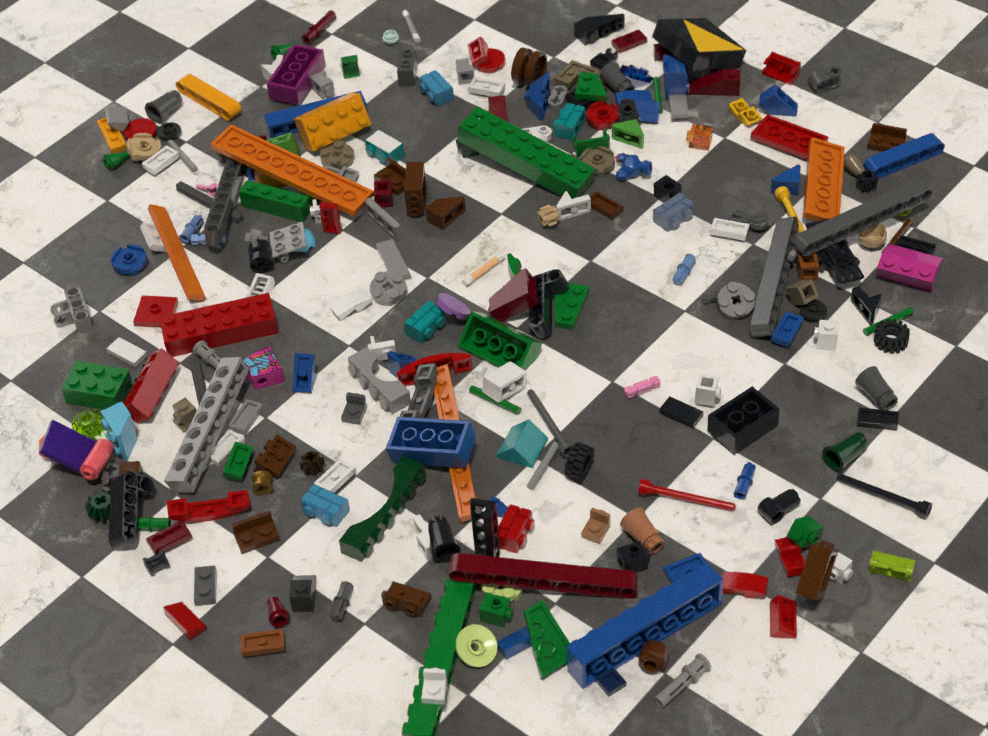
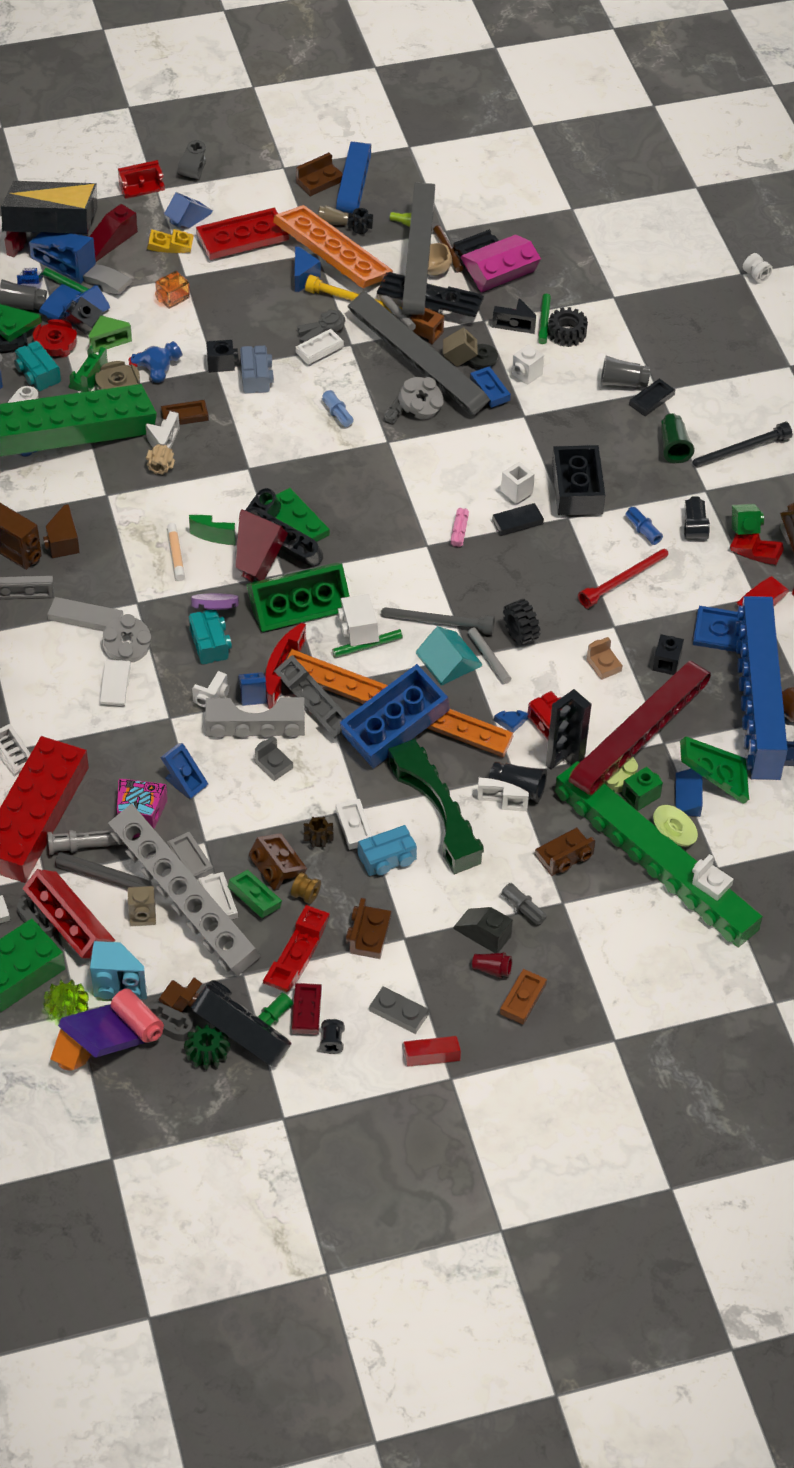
camera: 60 degrees left, 5 degrees up
(642, 530) = (643, 627): nougat plant -> none

